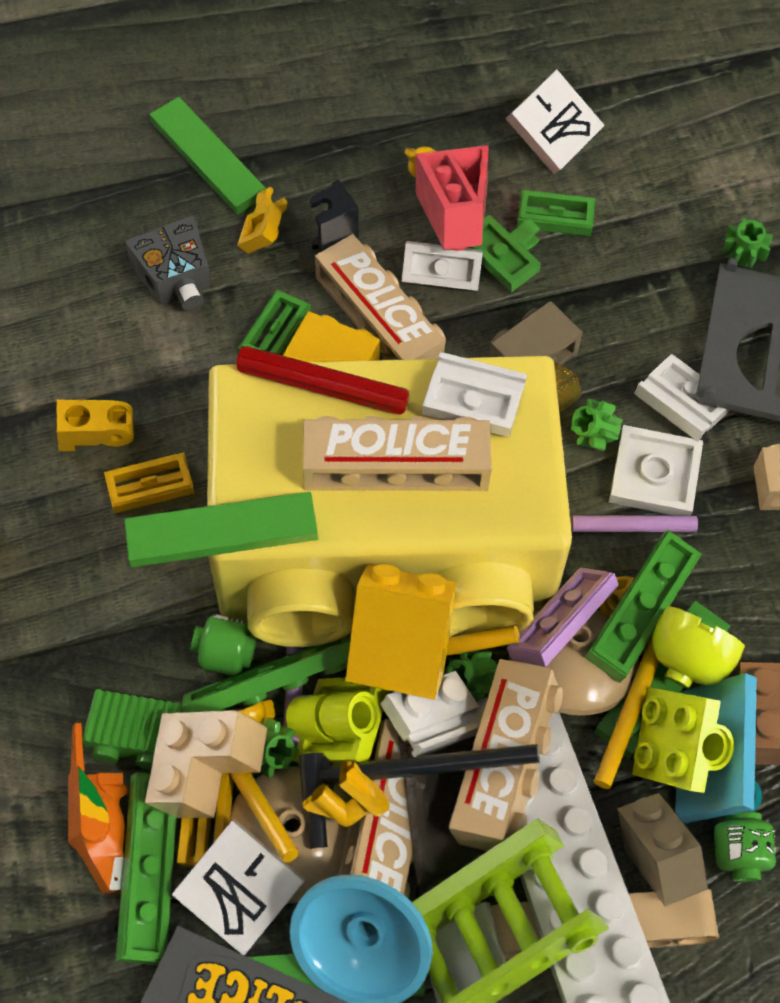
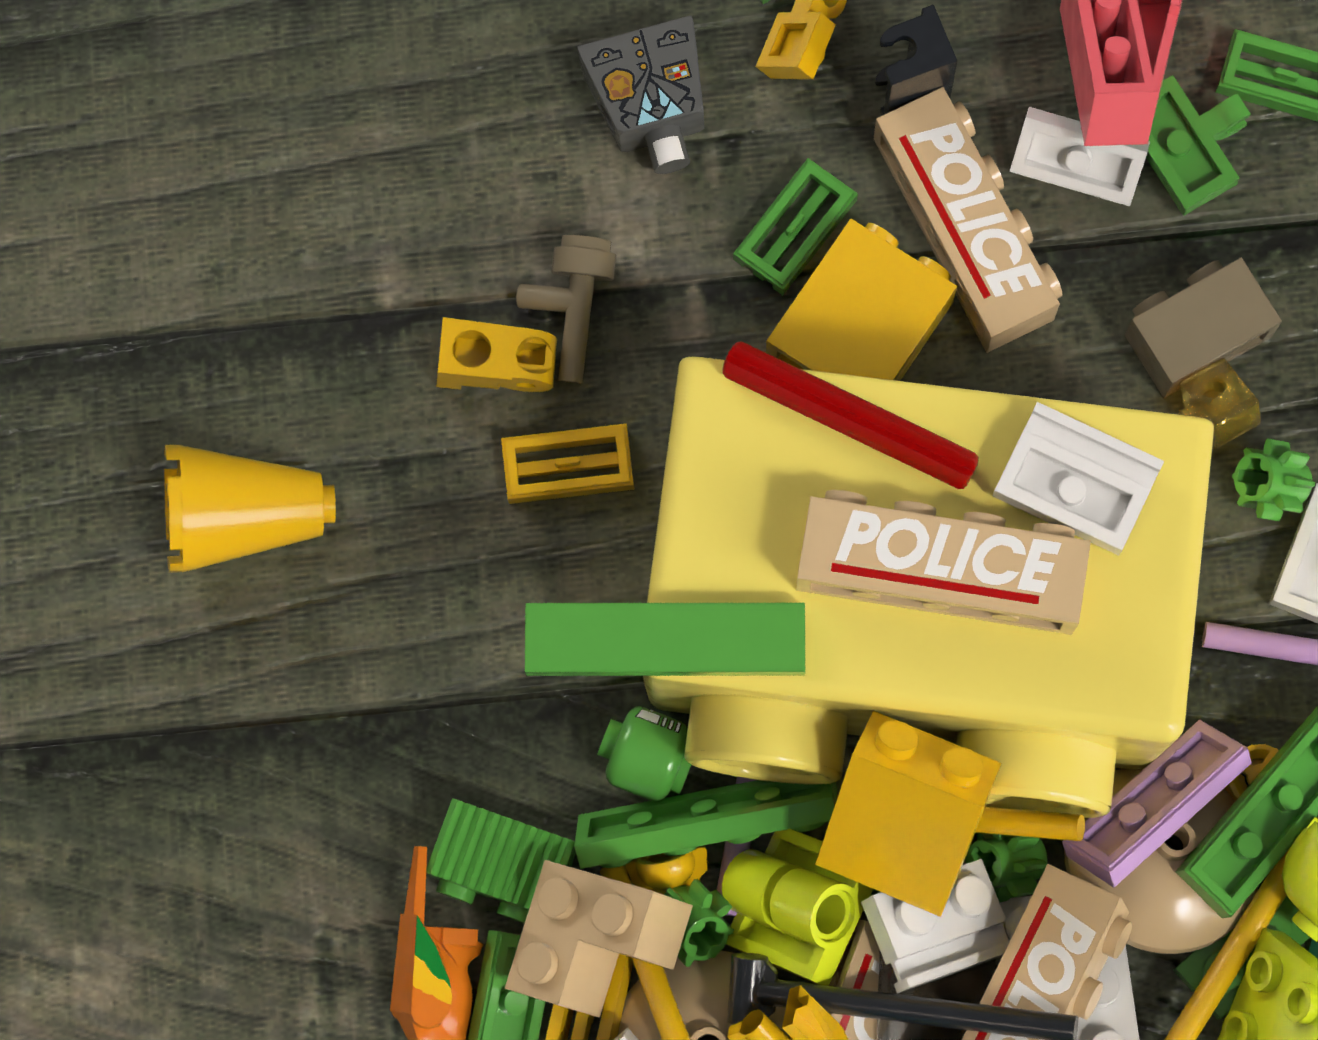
camera: 20 degrees right, 15 degrees up
(143, 362) = (583, 261): none -> dark tan piece

